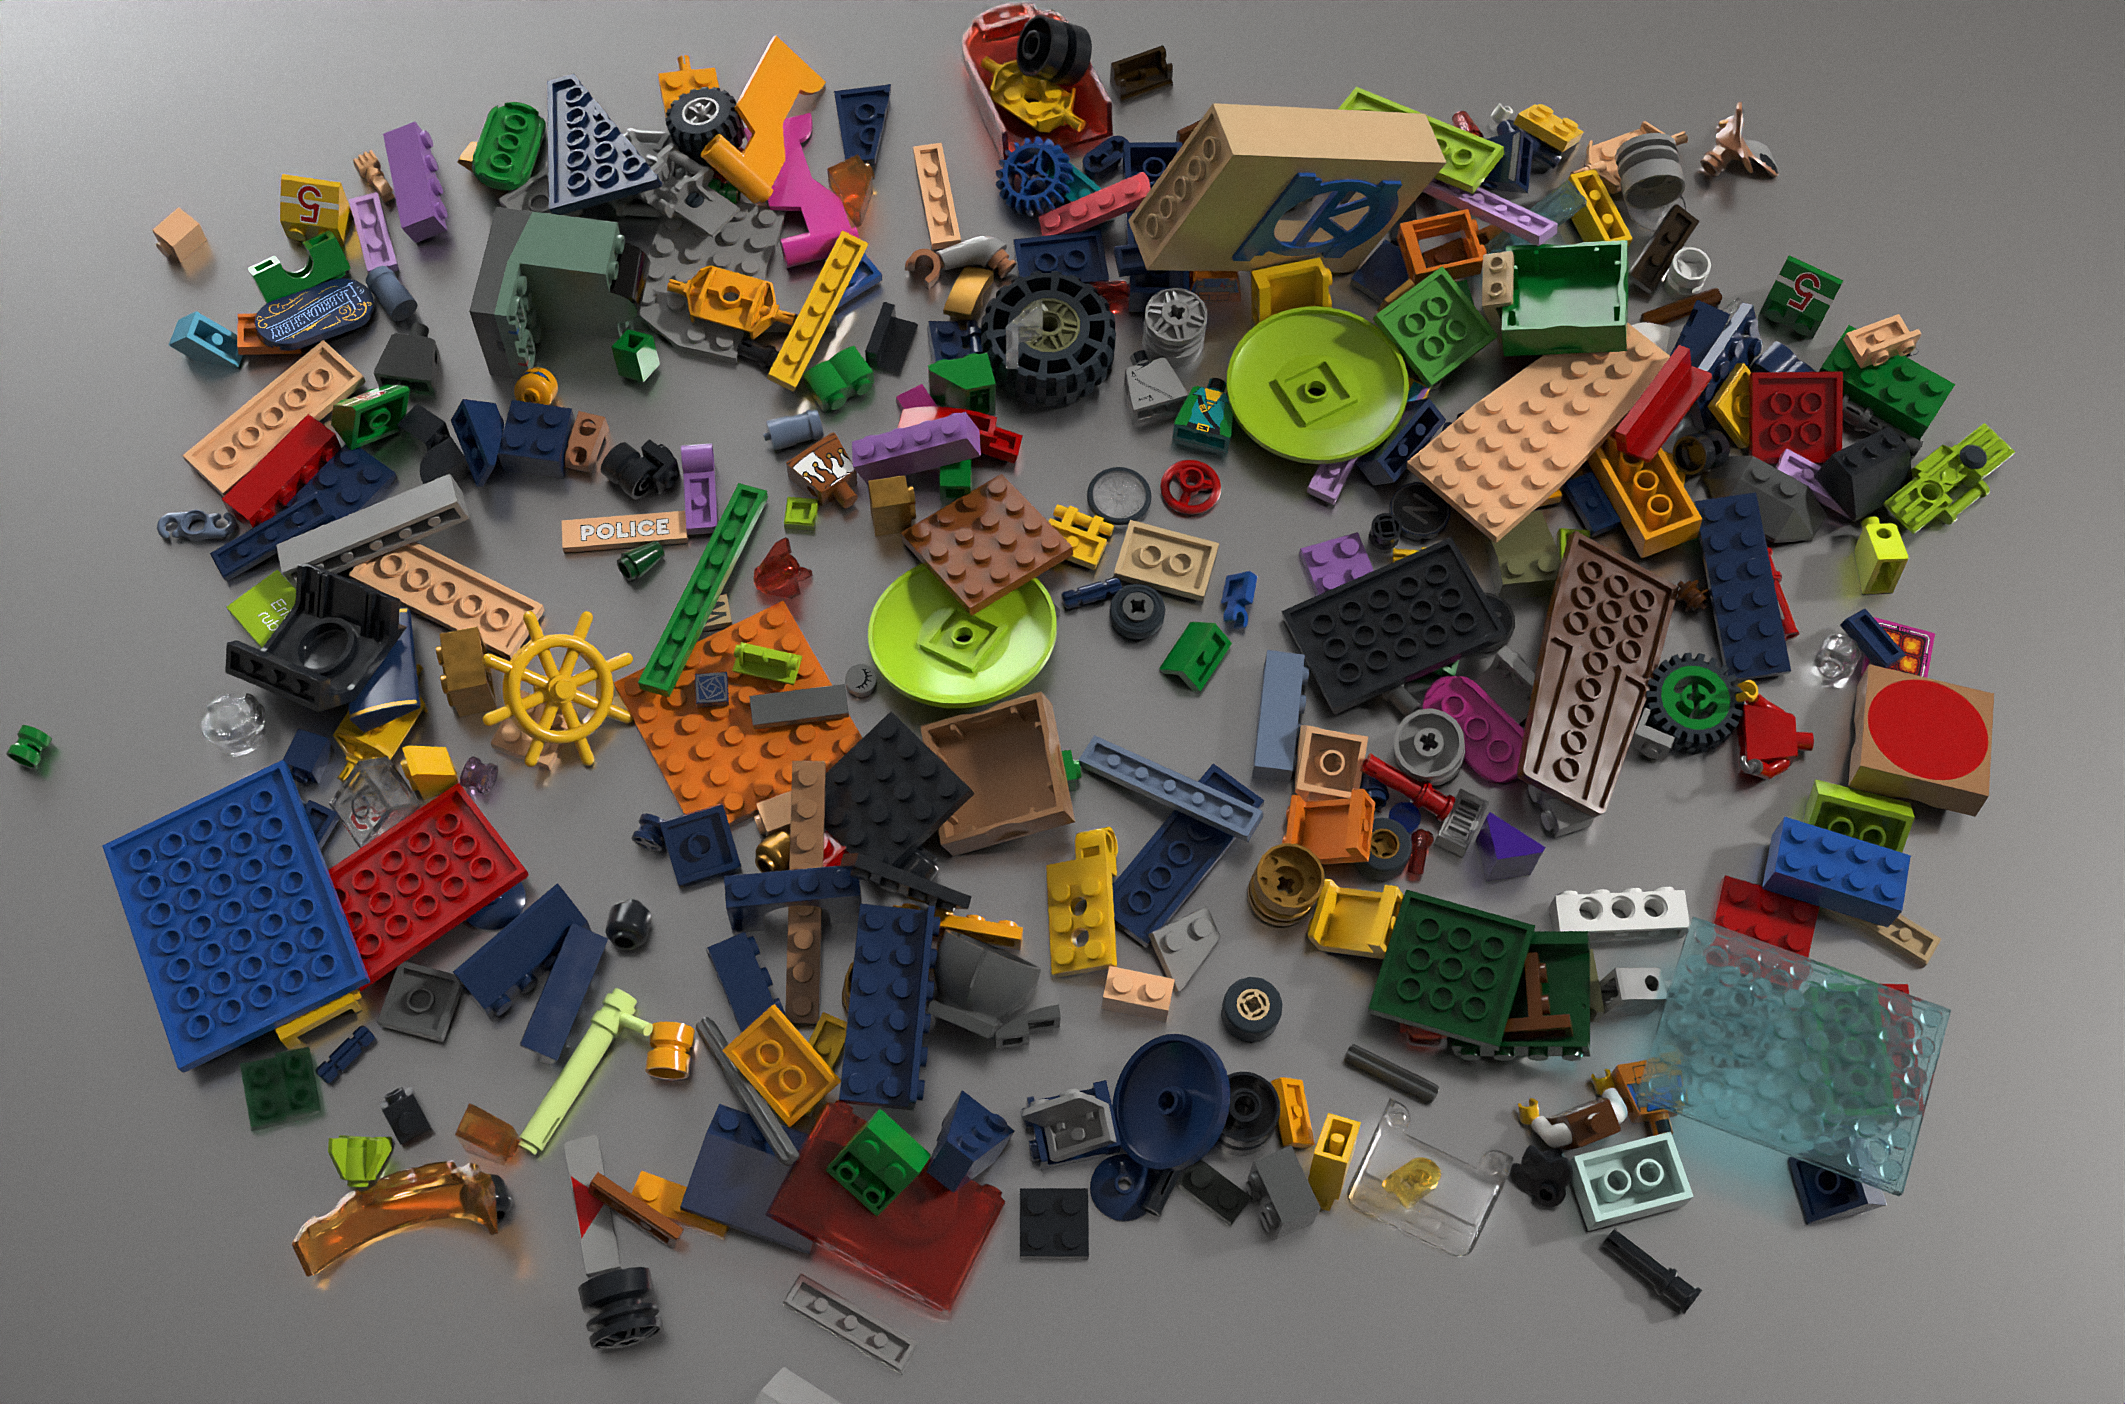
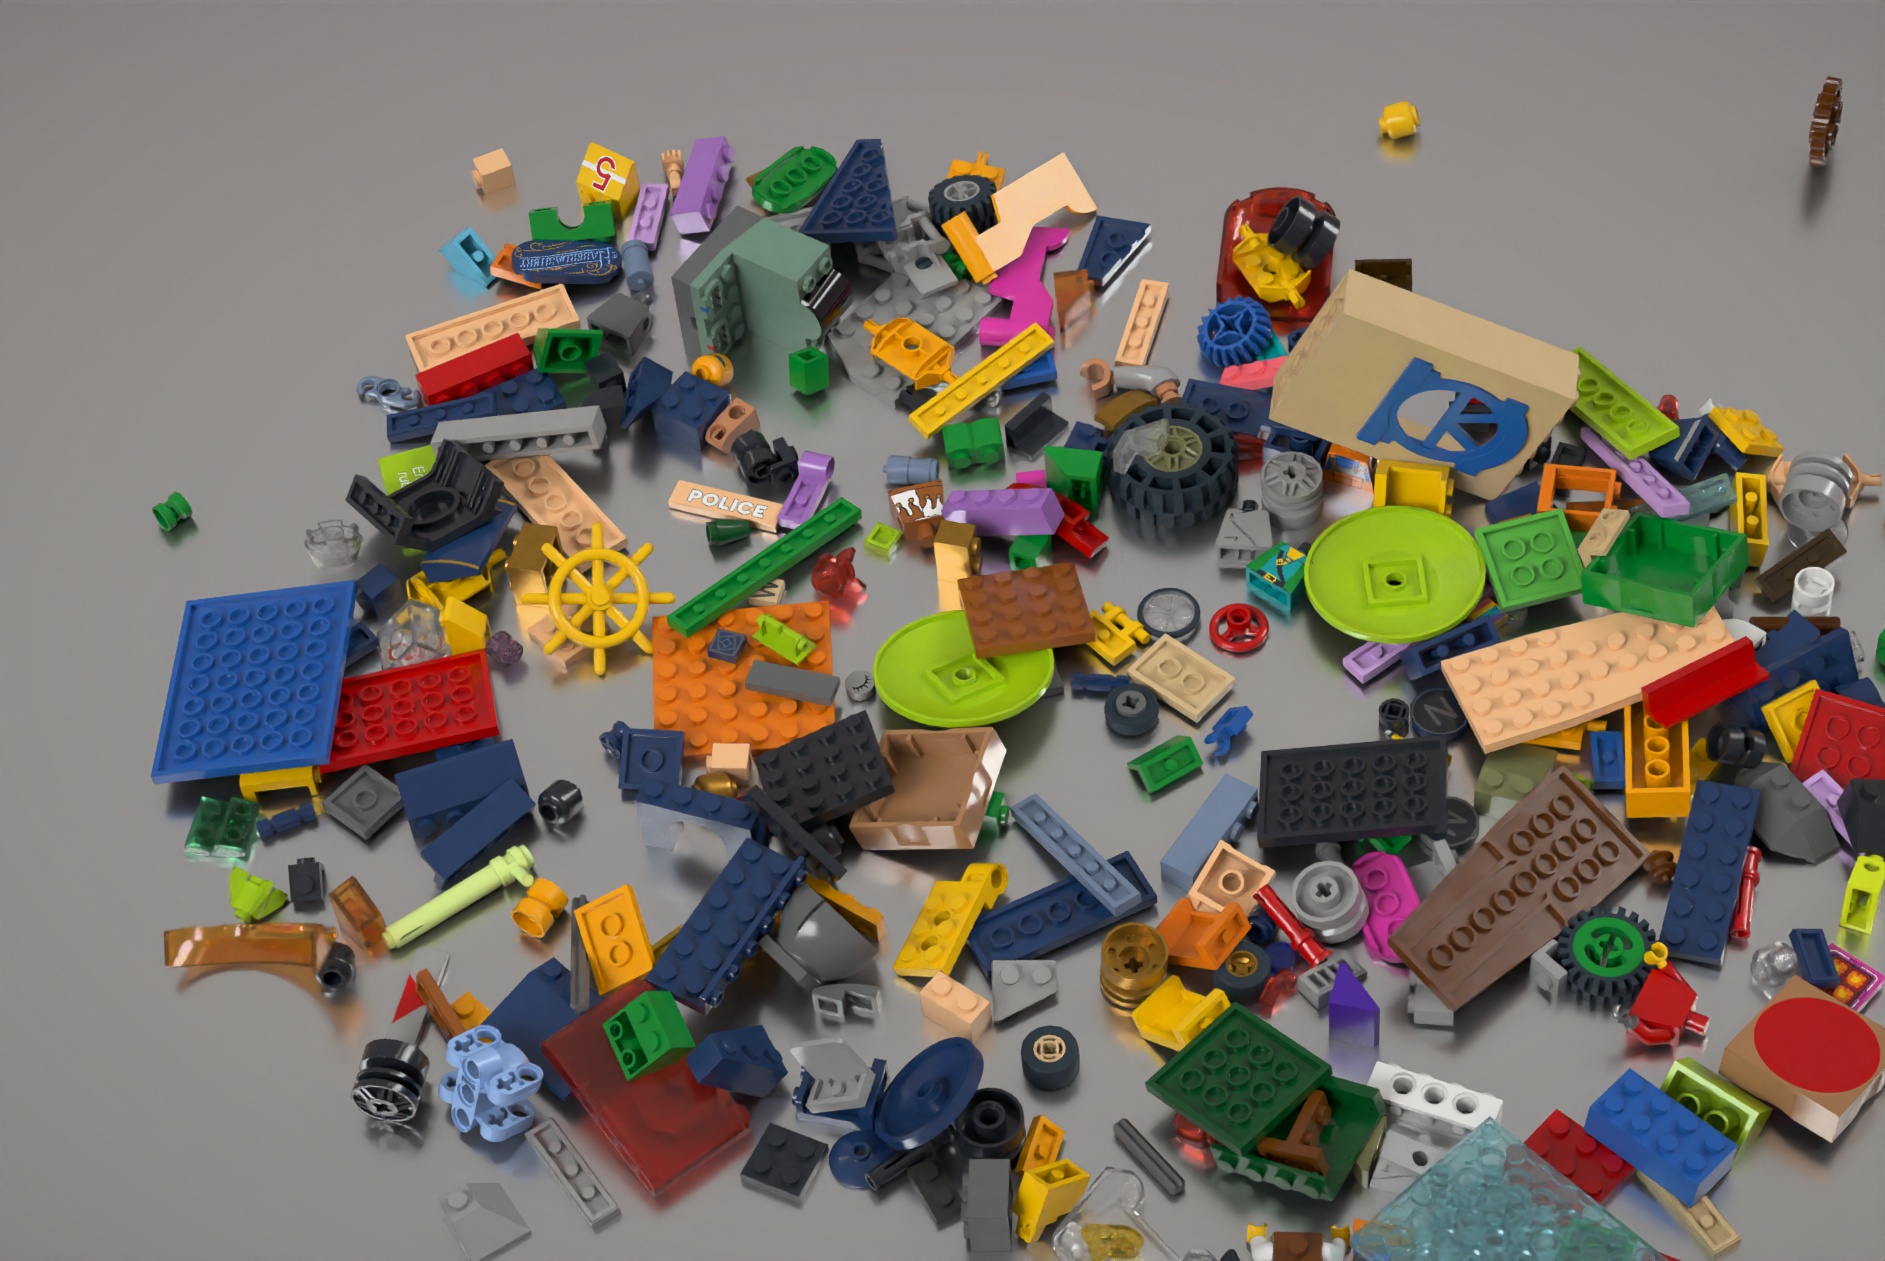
camera: 35 degrees right, 15 degrees down
(729, 1272) = (489, 1084): none -> light blue piece
(742, 978) = (629, 862): dark blue wedge -> none
(805, 922) = (704, 844): medium nougat plate -> none
(1335, 562) = (1336, 726): medium lavender plate -> none

